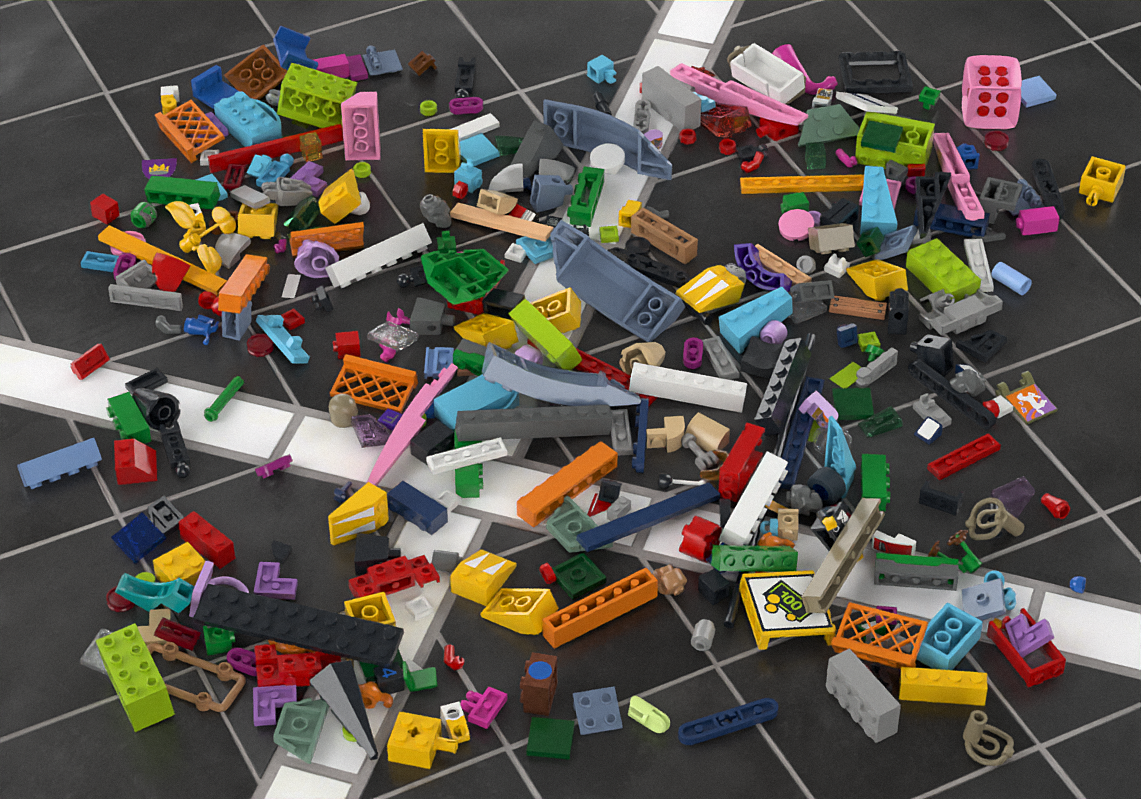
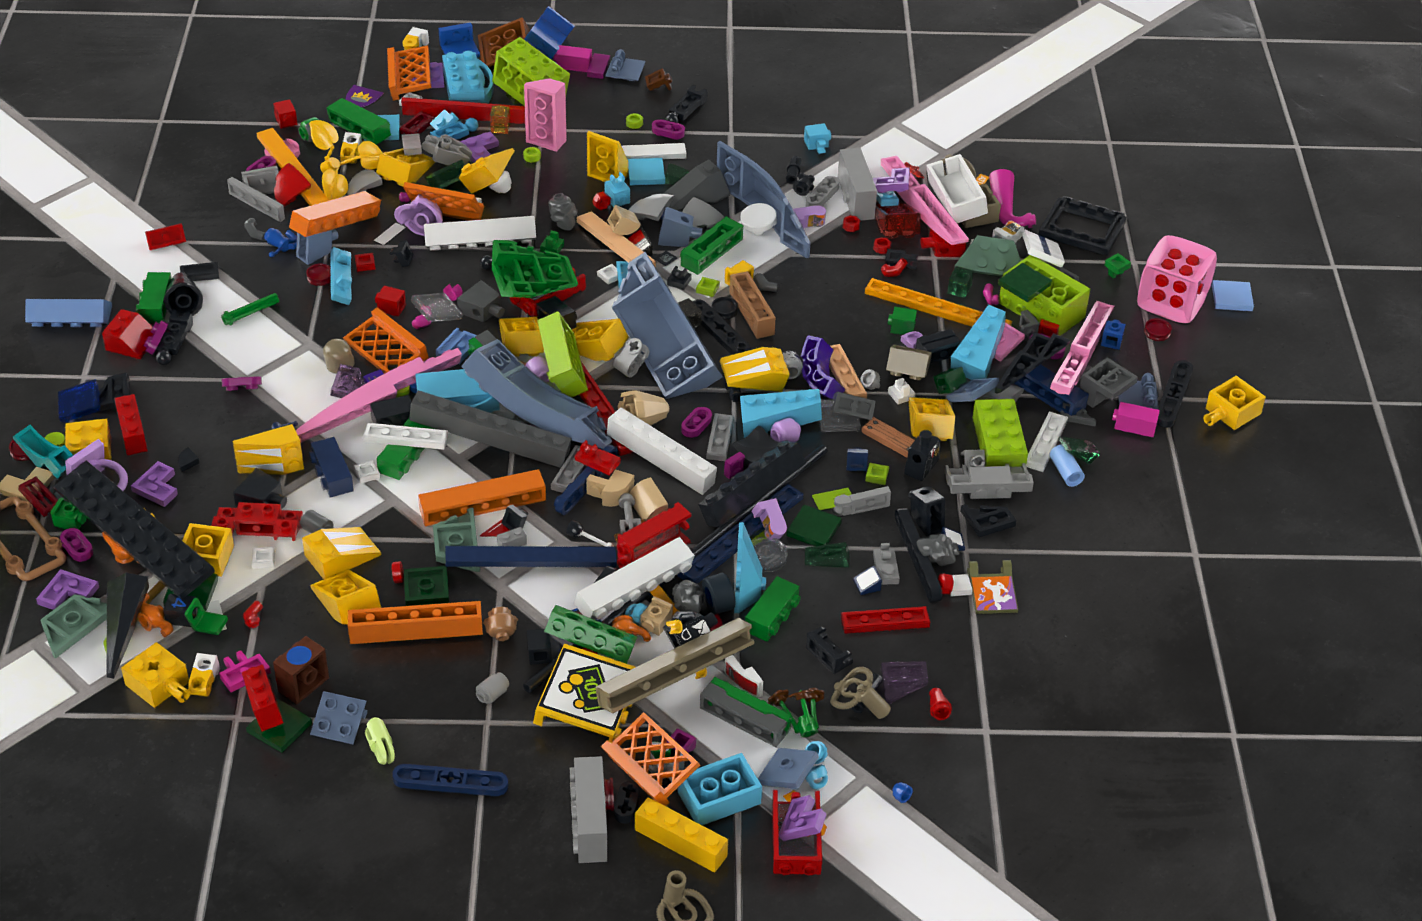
camera: 25 degrees right, 0 degrees up
(99, 261) = (246, 157): dark azure tile -> none
(162, 454) = (158, 331): none -> magenta plate
(288, 668) = (101, 565): red bracket -> none
(526, 719) = (262, 697): none -> red brick
(598, 321) = (631, 358): none -> light grey piece
(622, 113) = (804, 184): none -> black brick
(644, 413) = (596, 458): none -> red plate
(700, 538) = (555, 590): red brick -> none
(705, 84) = (897, 182): none -> medium lavender plate
(753, 377) = (734, 465): none -> magenta tile
(795, 224) = (889, 335): bright pink tile -> none
(874, 352) = (871, 484): green tile -> none
(1014, 260) = (1082, 449): none -> clear green slope

